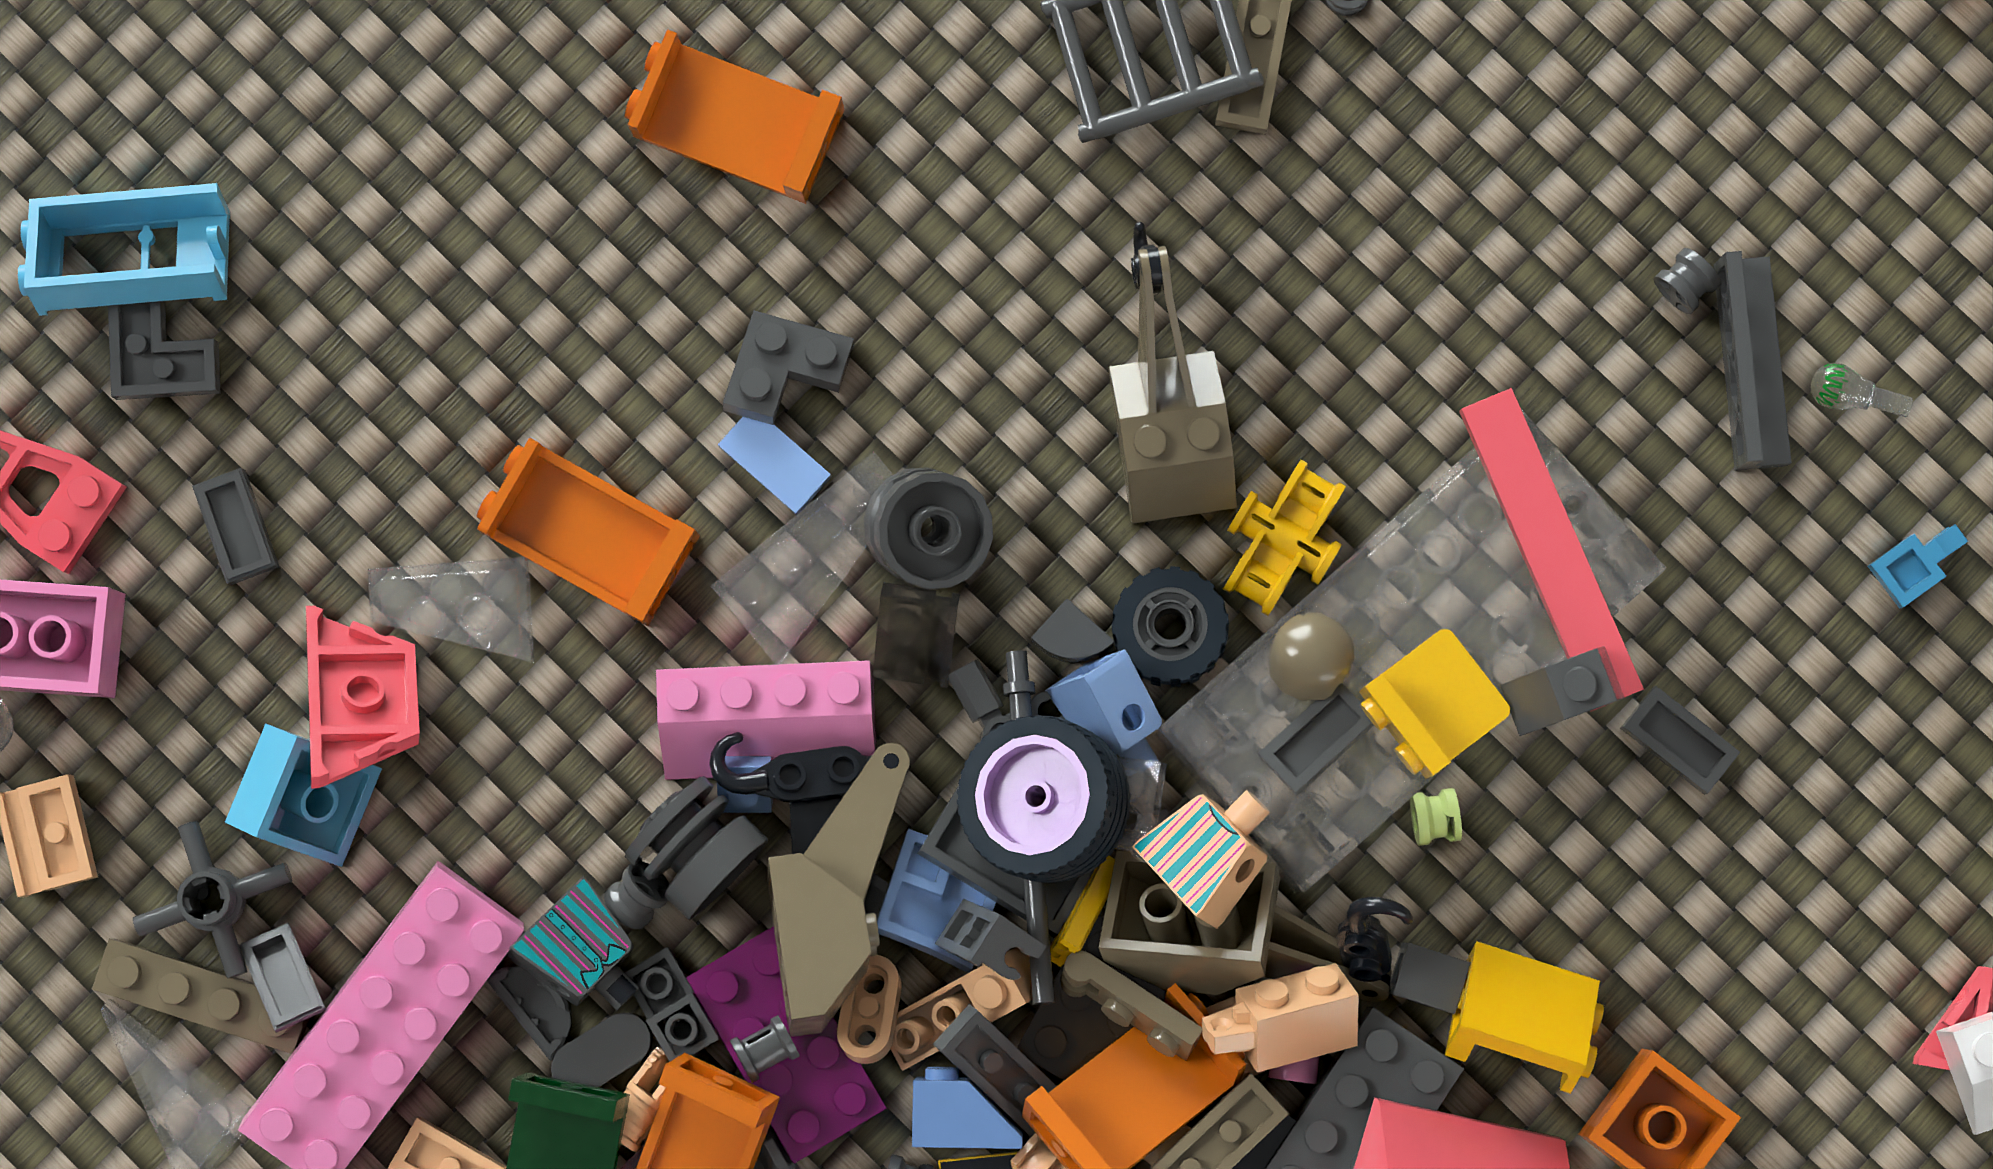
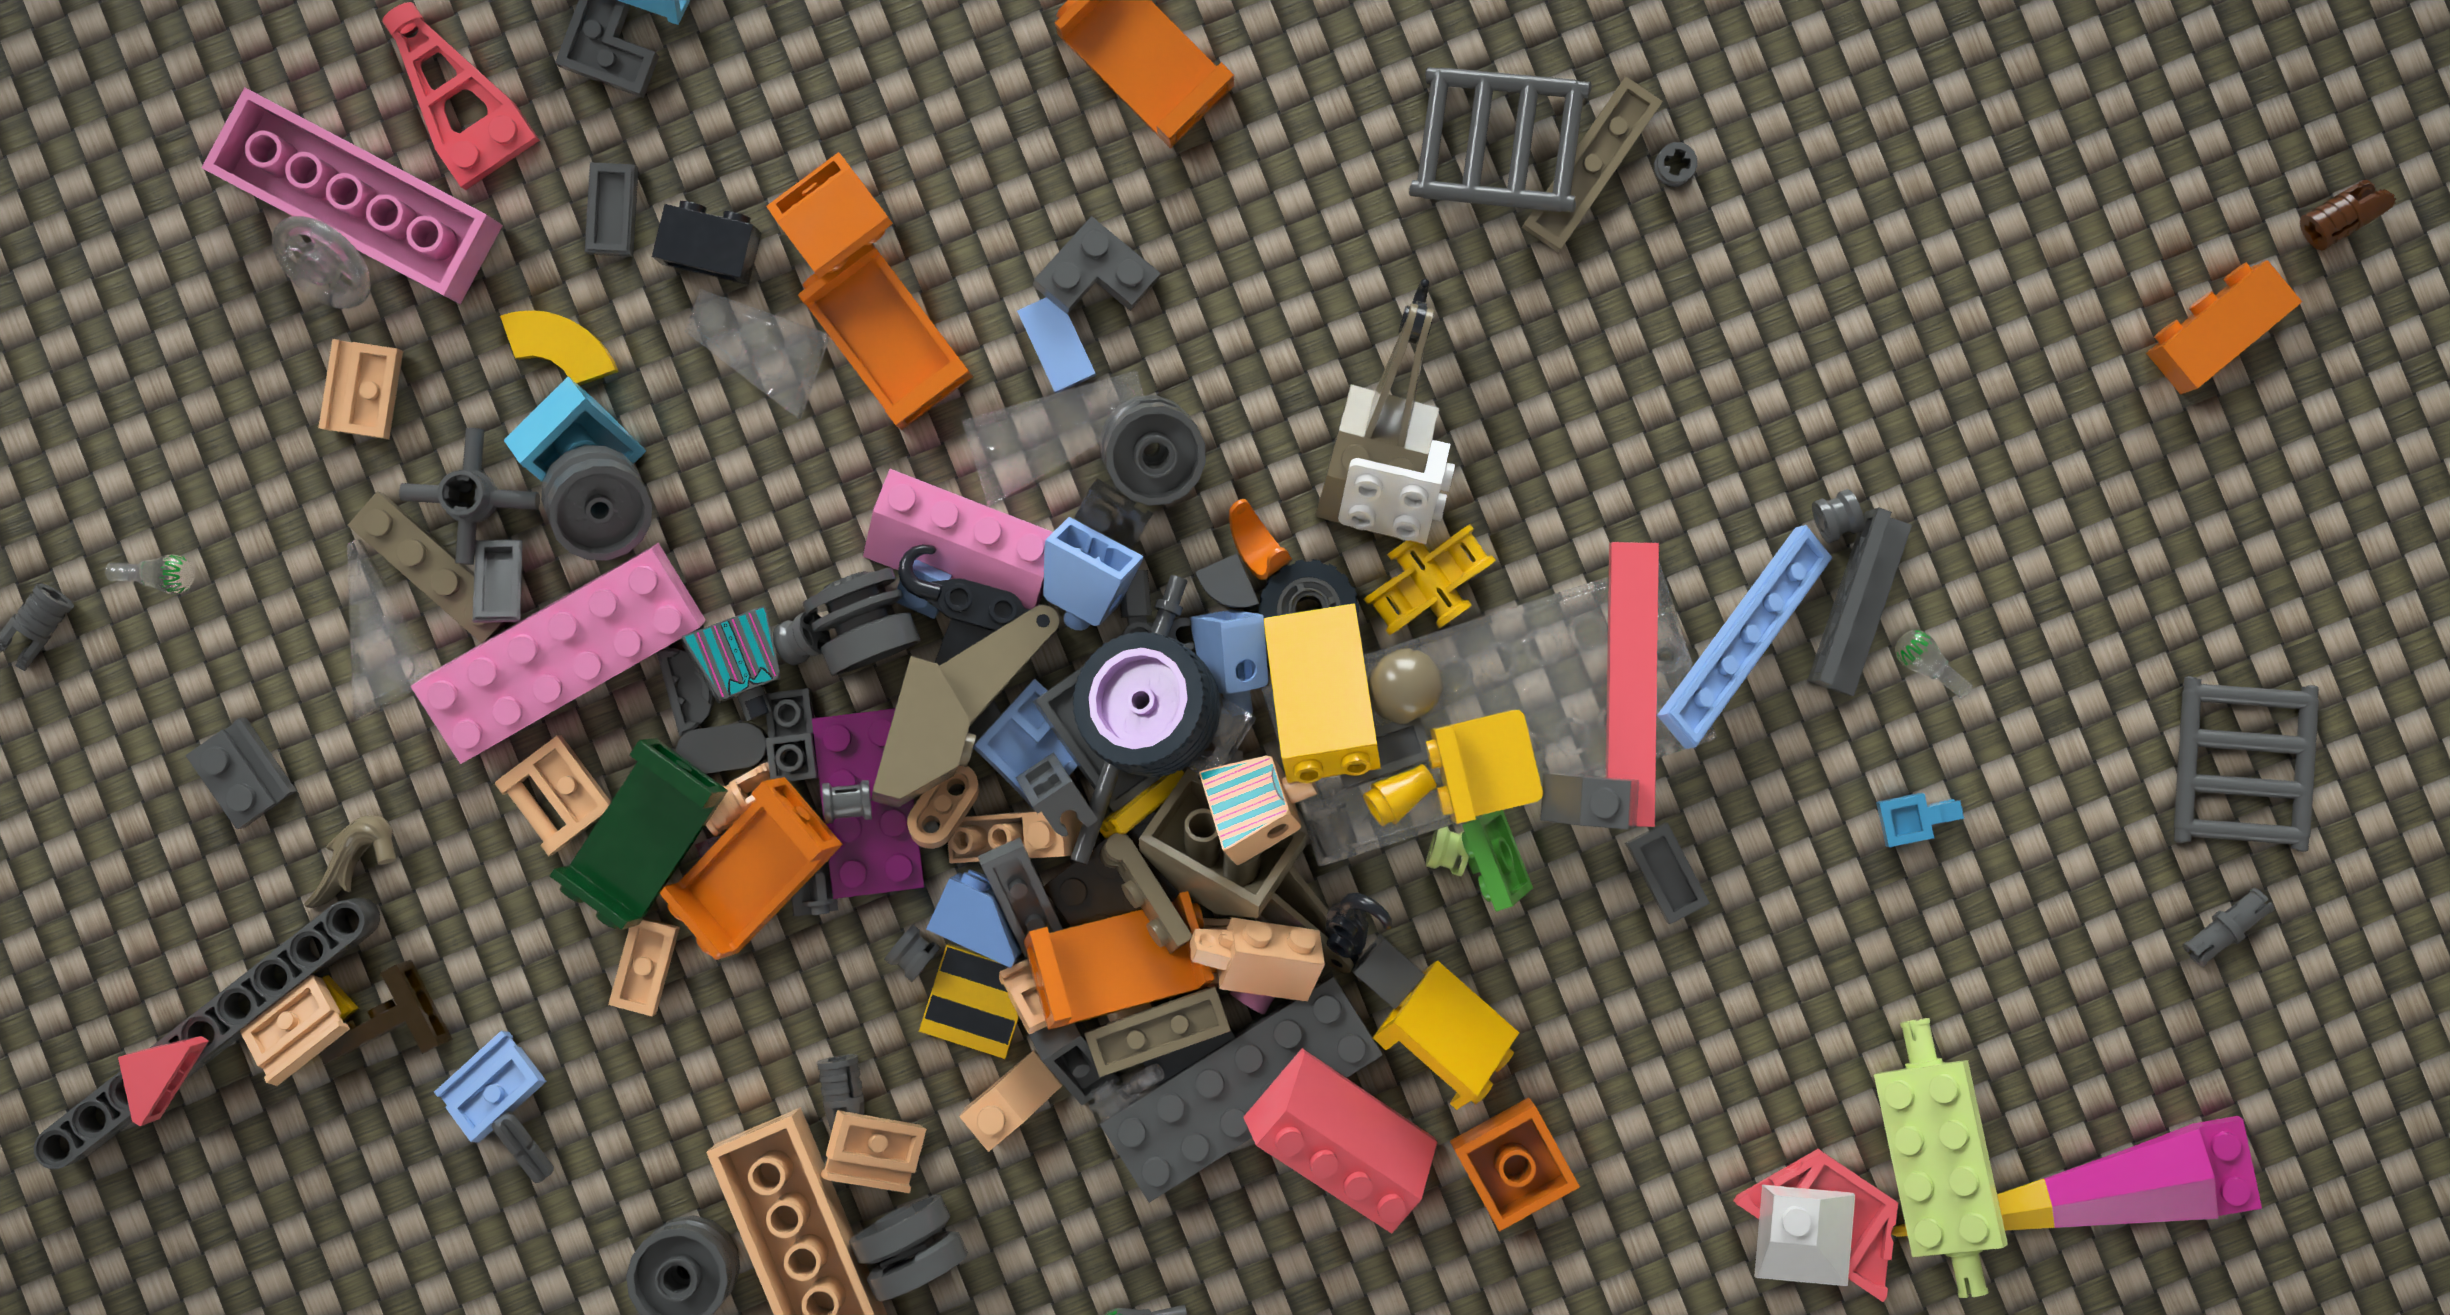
camera: 20 degrees right, 5 degrees up
(238, 691) = (560, 341): none -> yellow tile
(354, 516) = (706, 242): none -> black brick
(357, 697) = (647, 387): coral wing -> none
(362, 874) = (593, 476): none -> dark grey wheel
(476, 429) = (829, 216): none -> orange slope
(916, 690) = (1086, 573): none -> light blue torso
(1080, 580) = (1254, 542): none -> orange helmet
(1212, 464) = (1396, 498): none -> white bracket
(1226, 704) = (1321, 694): none -> yellow panel
(1355, 776) = (1397, 795): none -> yellow cone
(1489, 801) = (1497, 858): none -> bright green hinge
(1647, 450) = (1744, 637): none -> light blue tile

